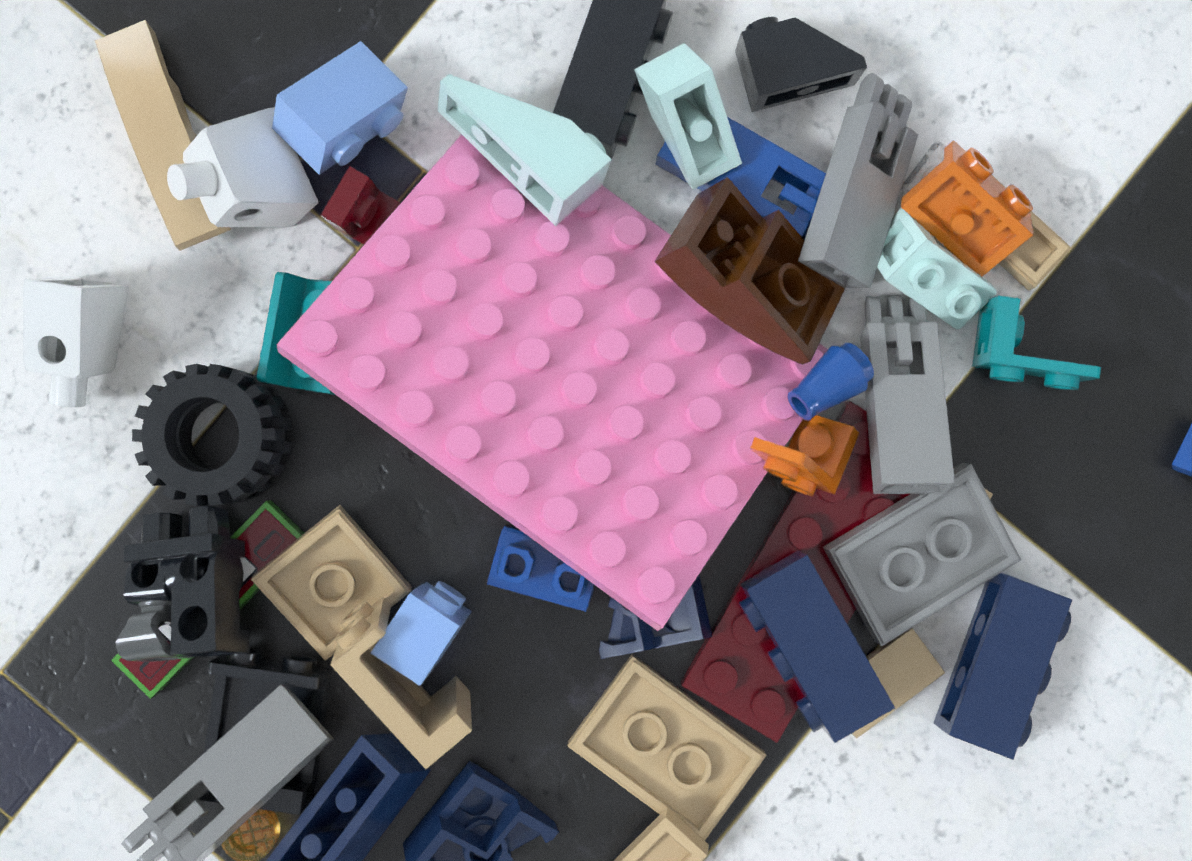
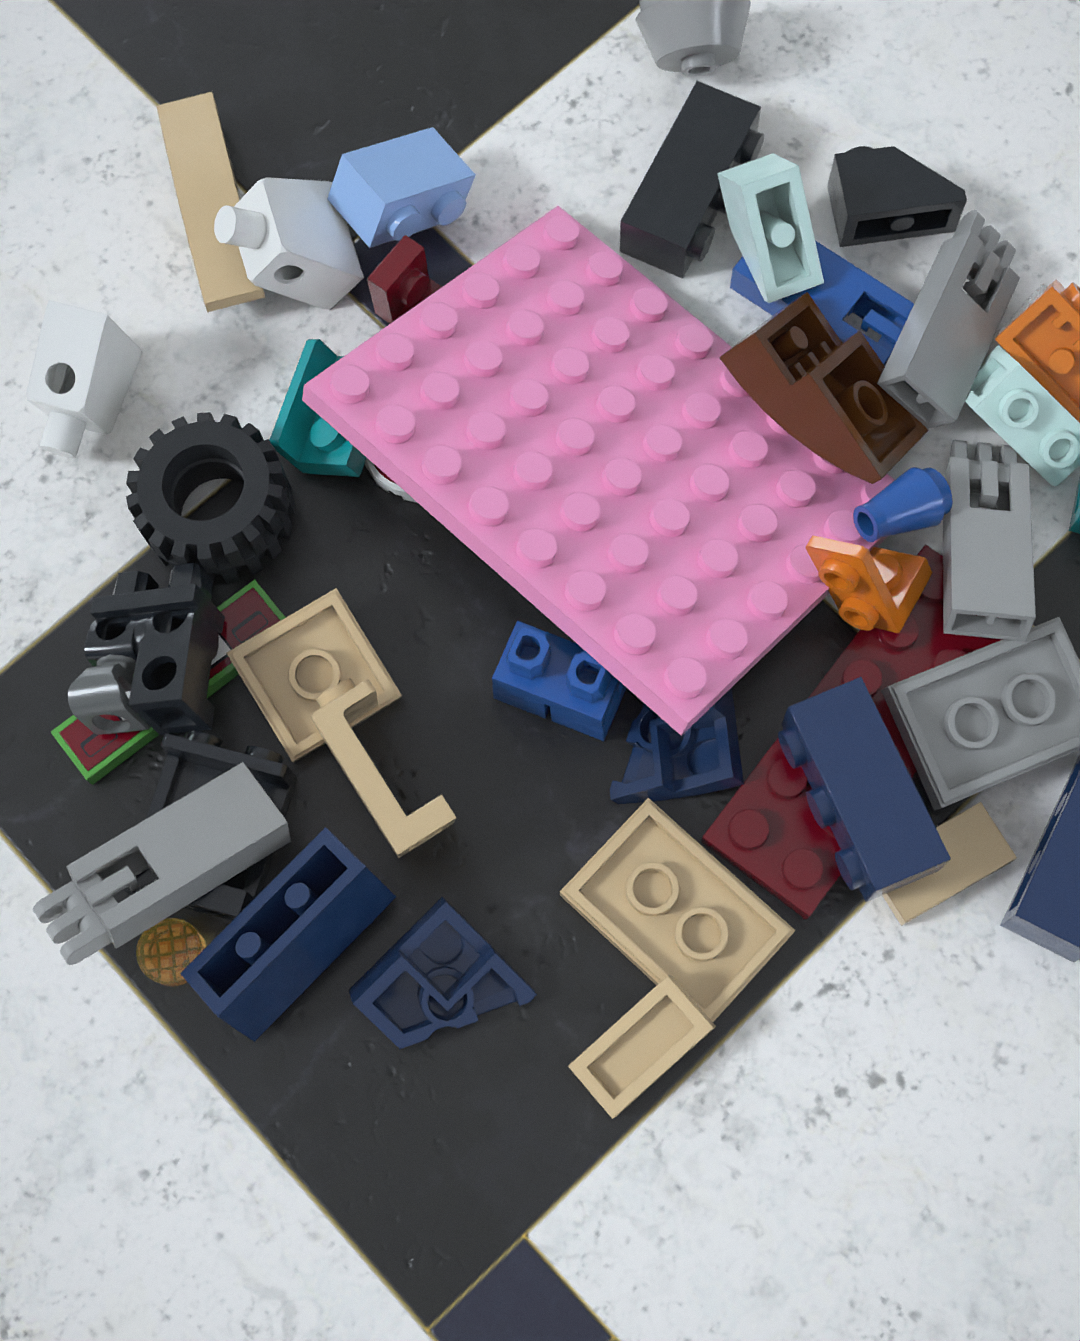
camera: 10 degrees right, 15 degrees down
(422, 630) = (413, 722): light blue brick -> none
(530, 146) = (597, 237): light aqua slope -> none

